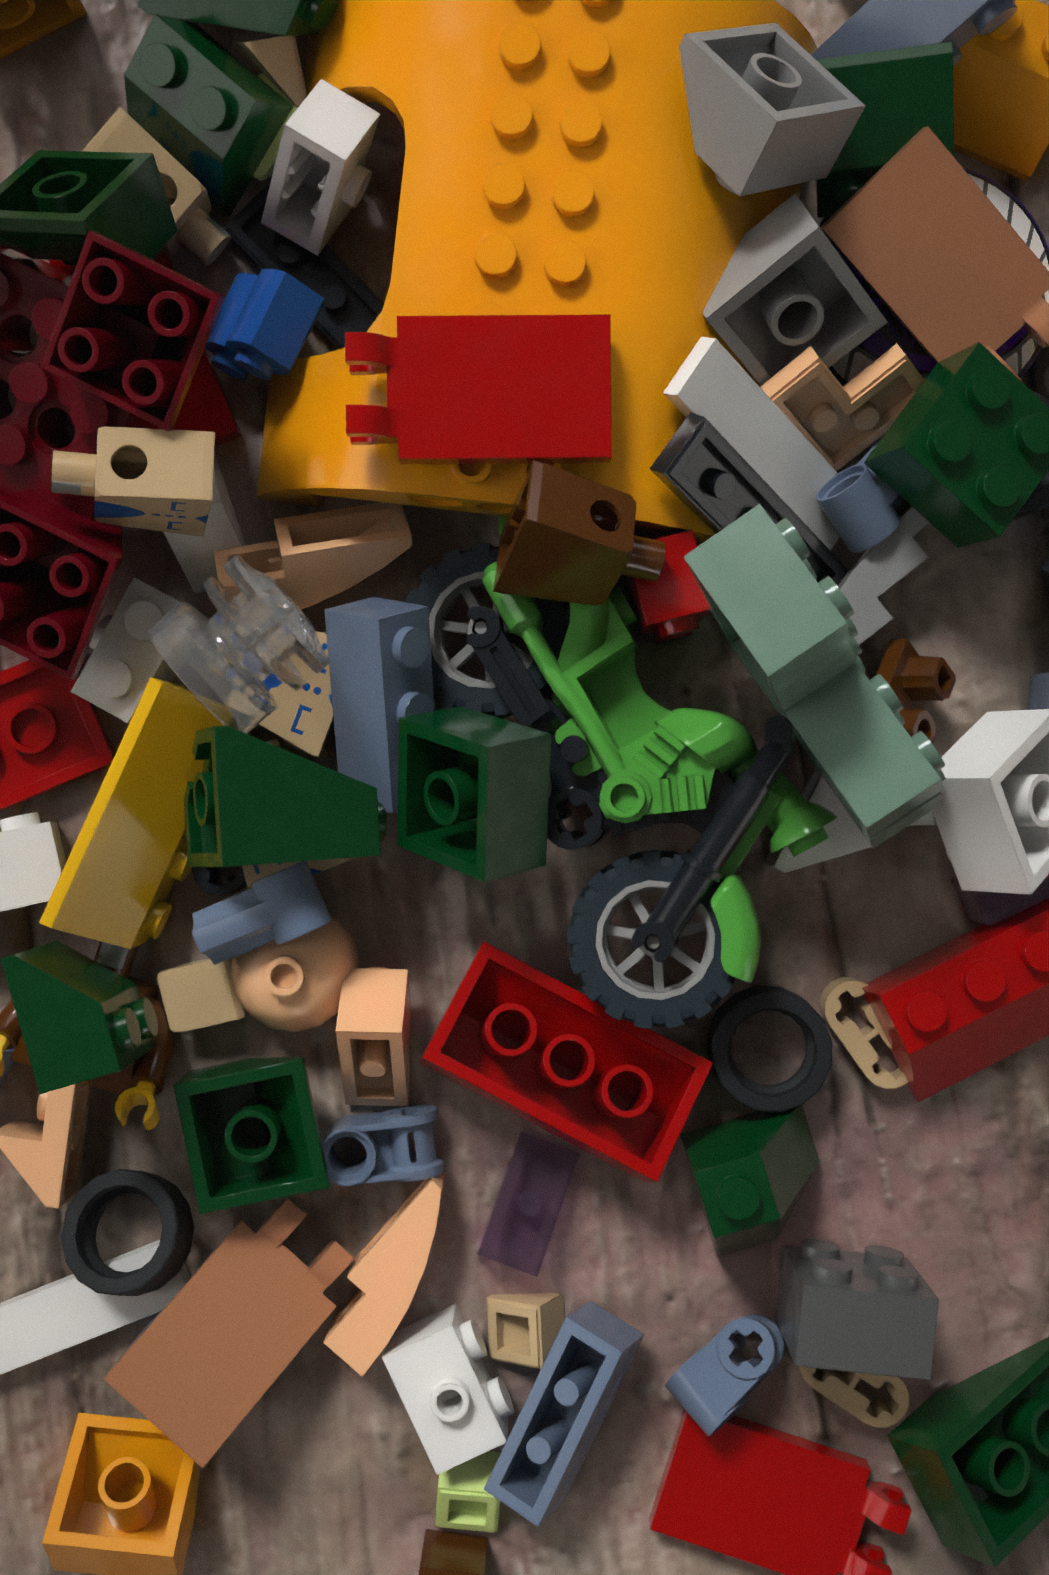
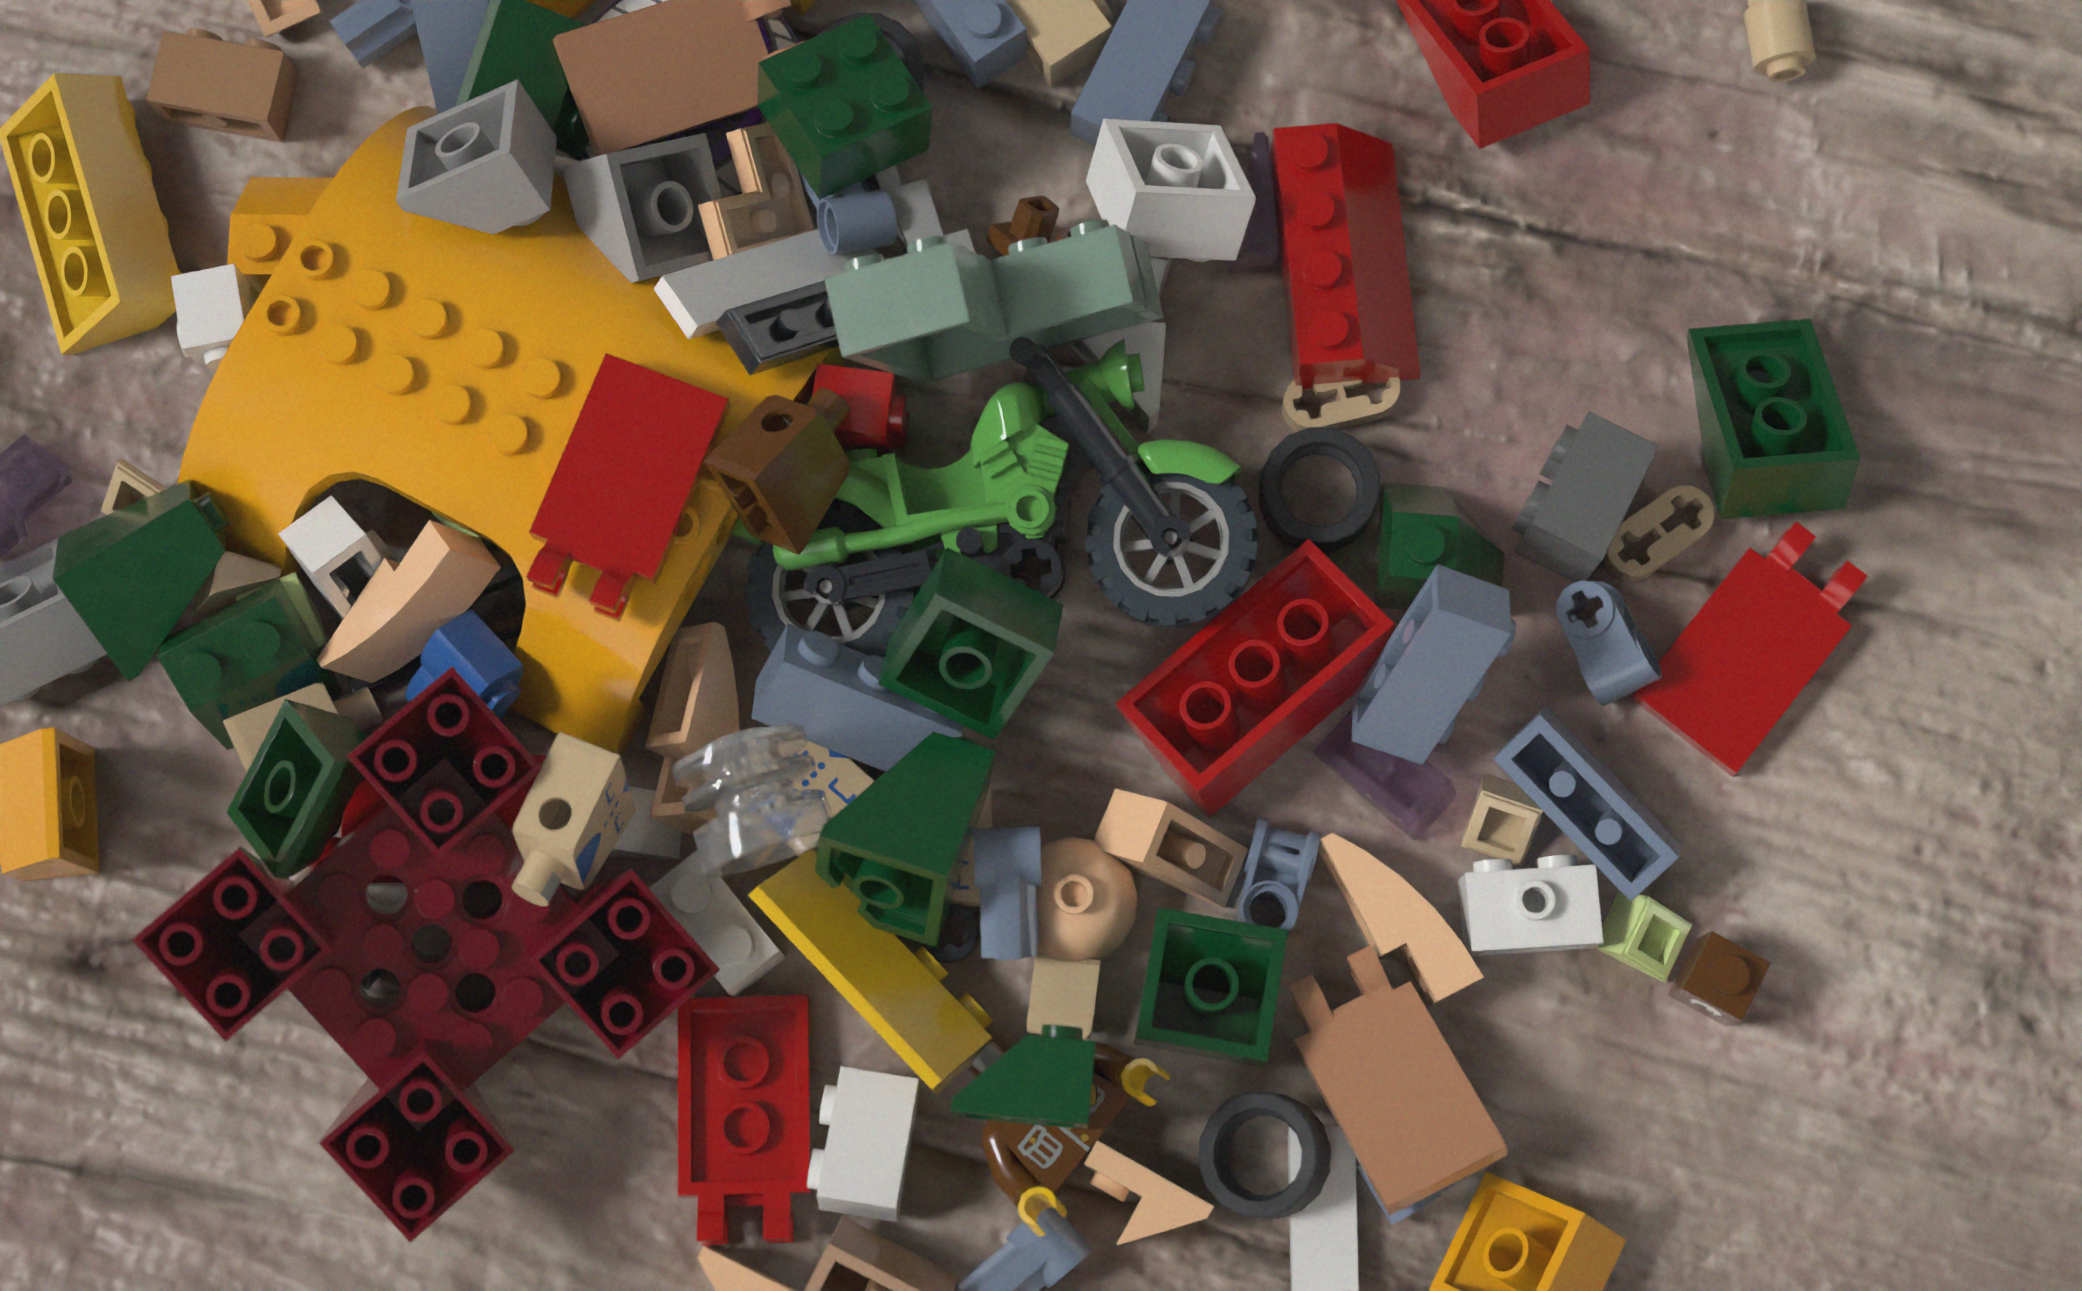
camera: 65 degrees left, 10 degrees down
(310, 237) = (409, 603): none -> light nougat slope
(632, 1235) = (1432, 665): none -> sand blue brick

